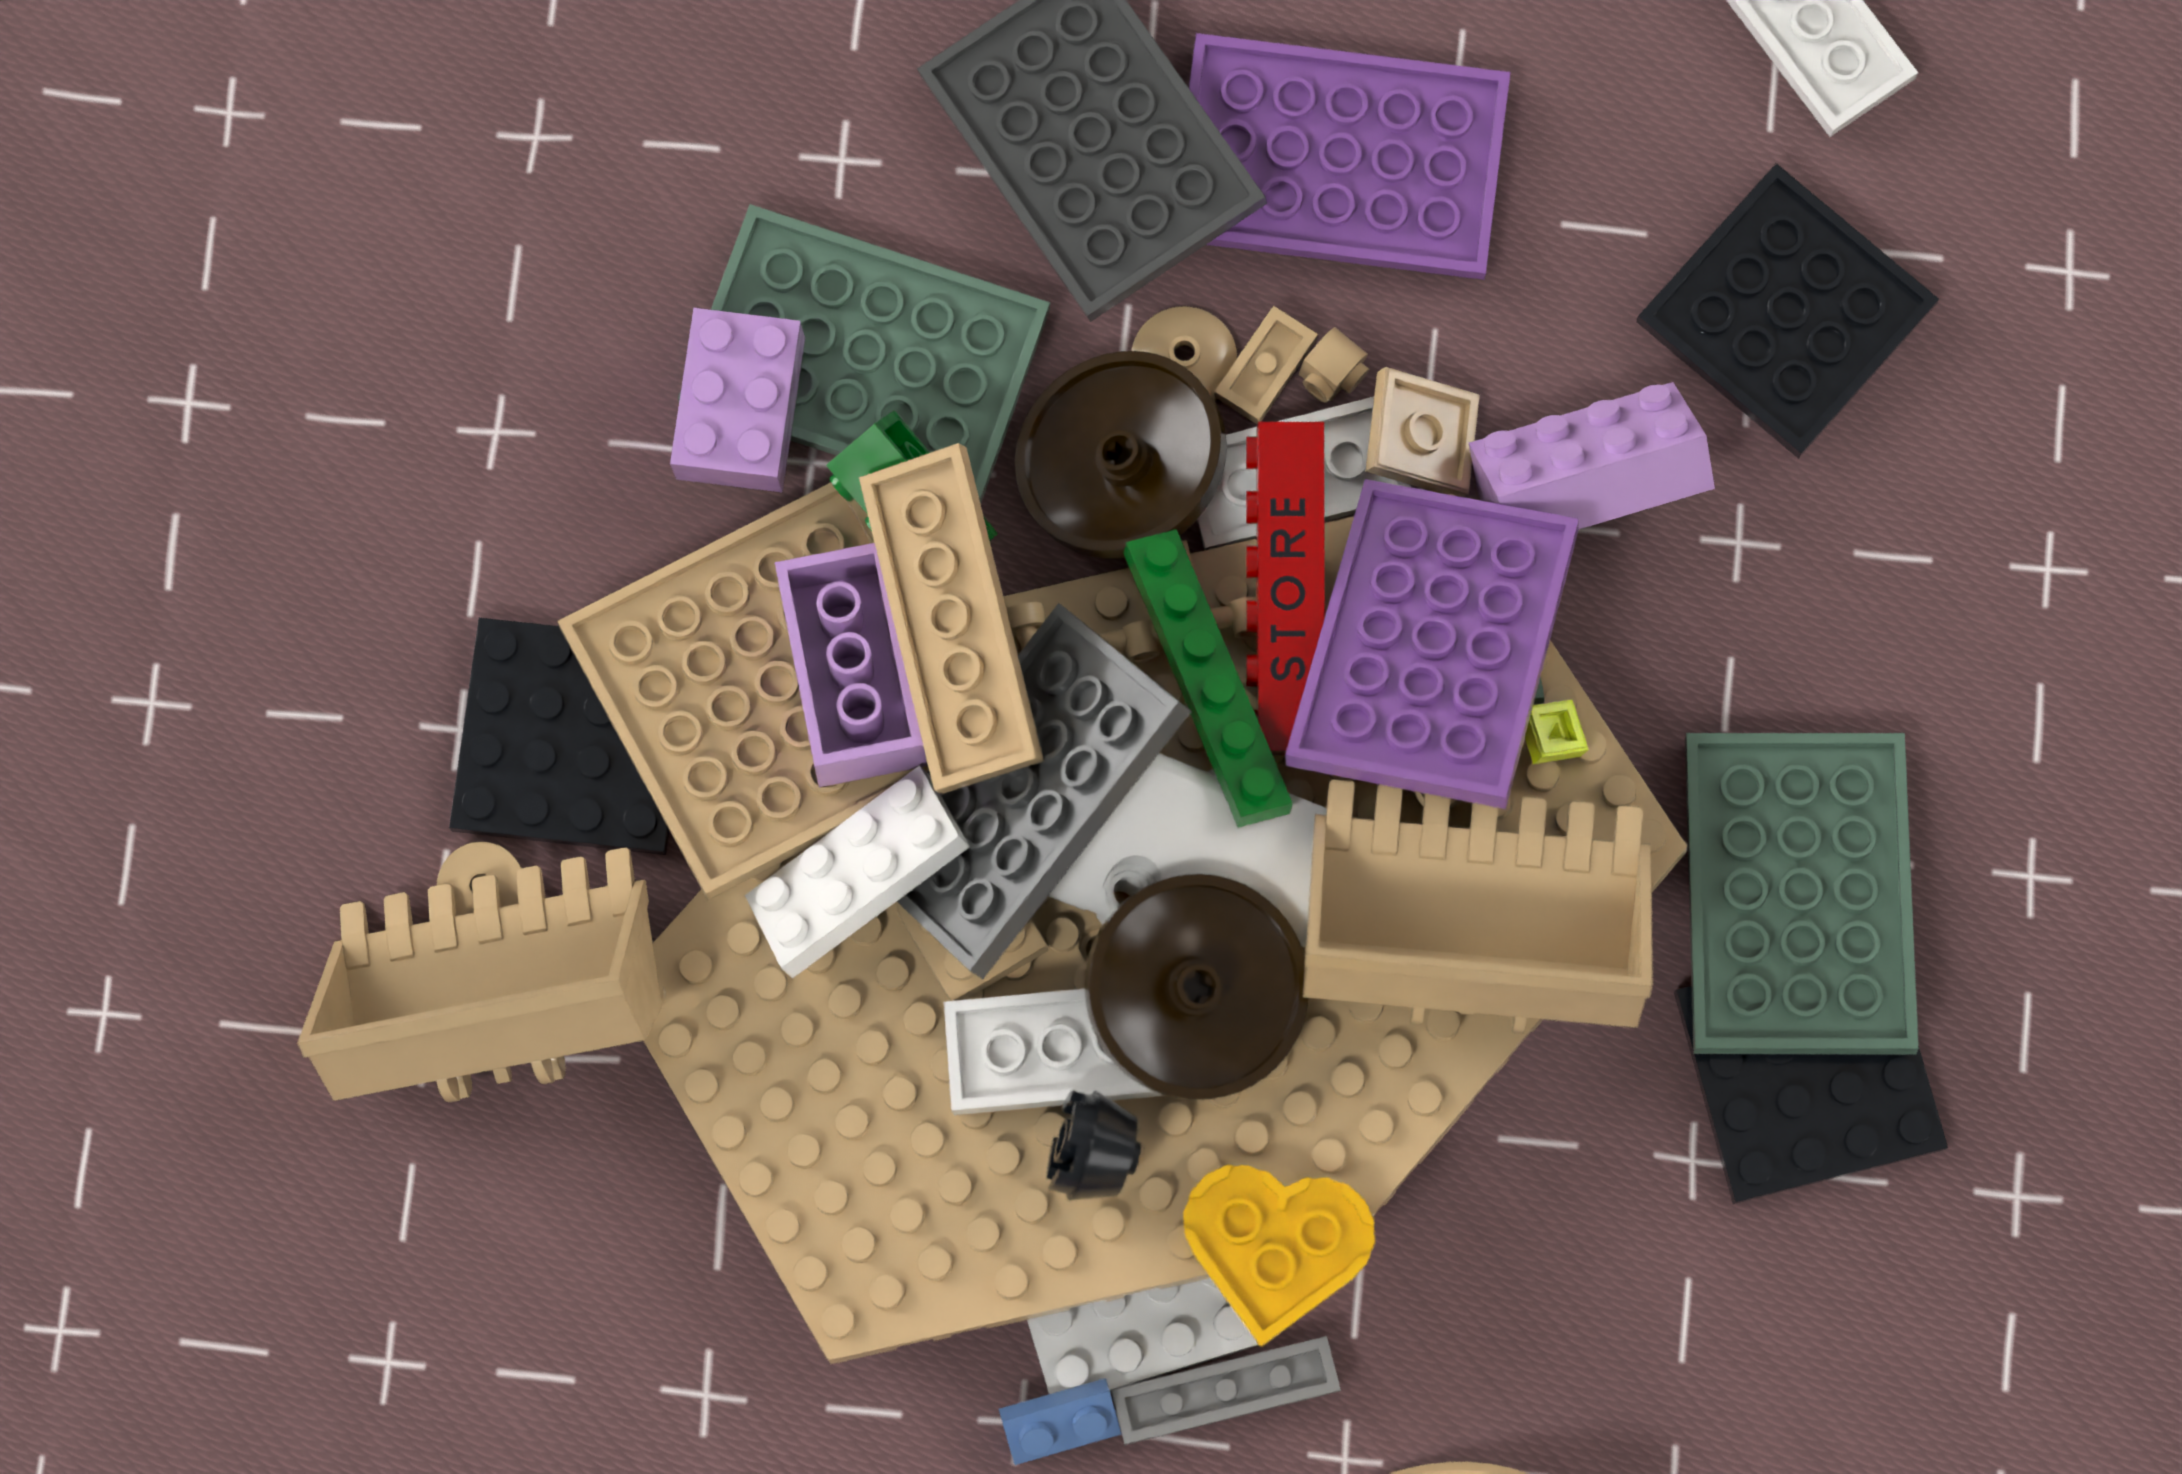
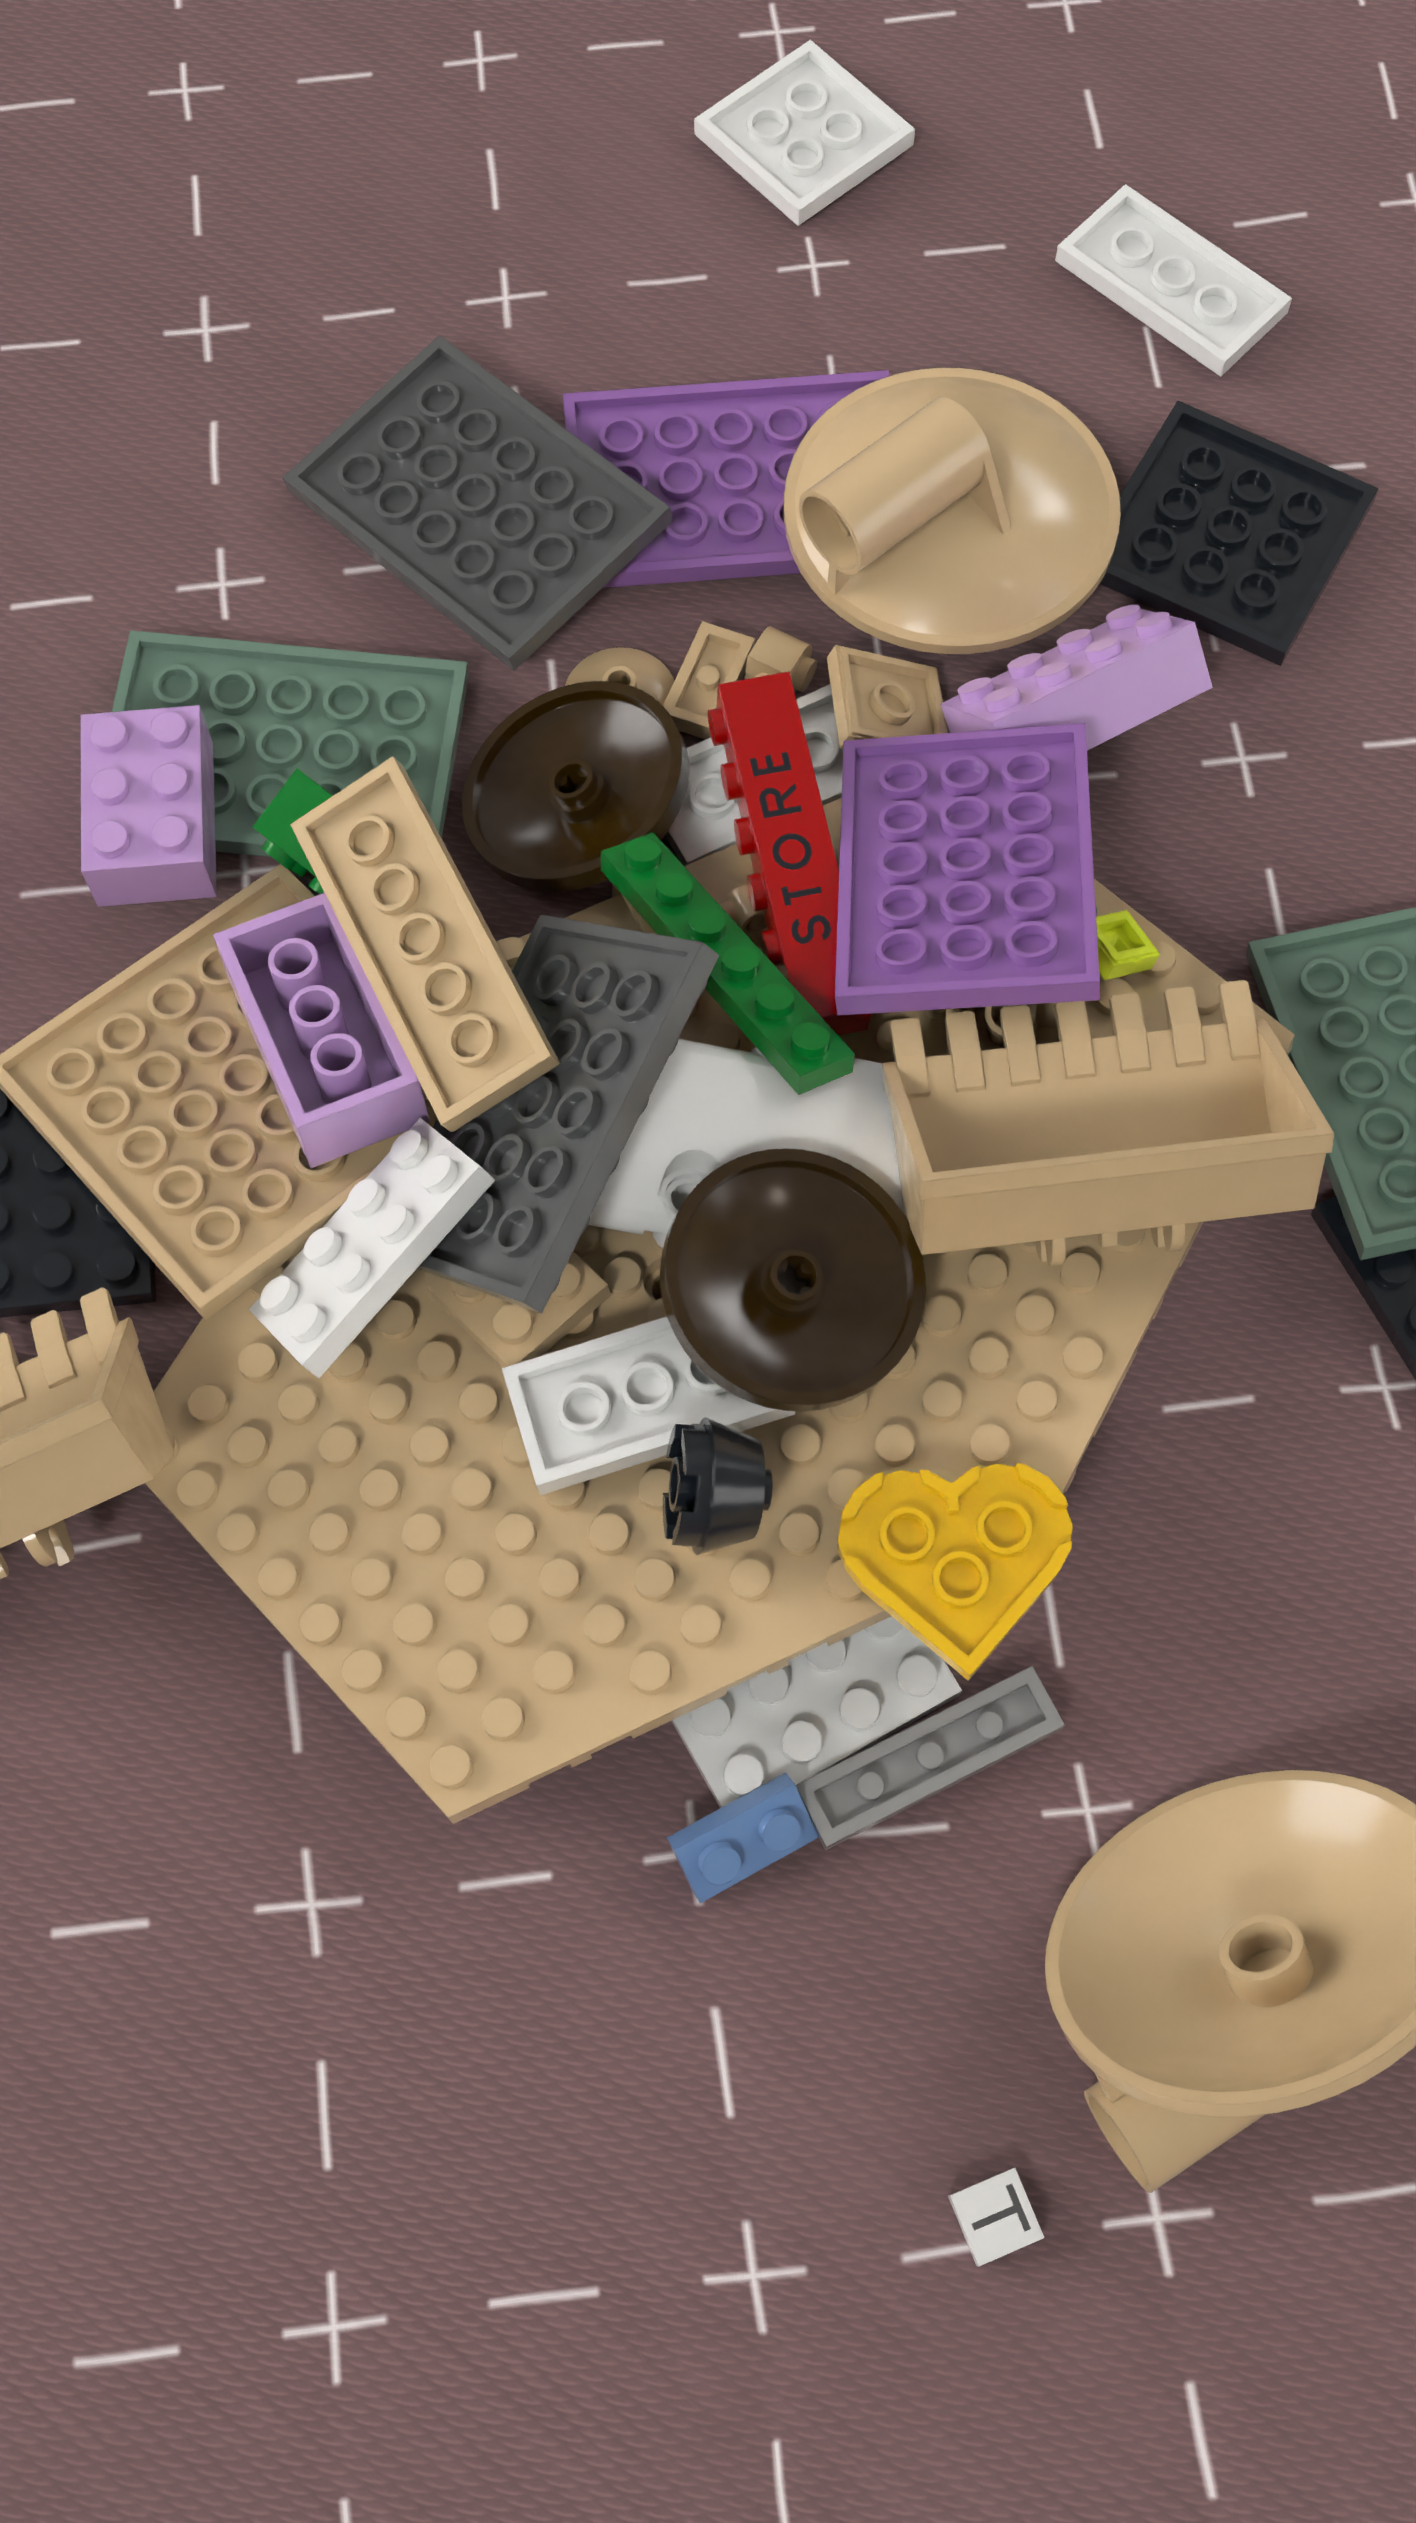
camera: 15 degrees left, 10 degrees down
(1531, 238) = (951, 510): none -> tan dish

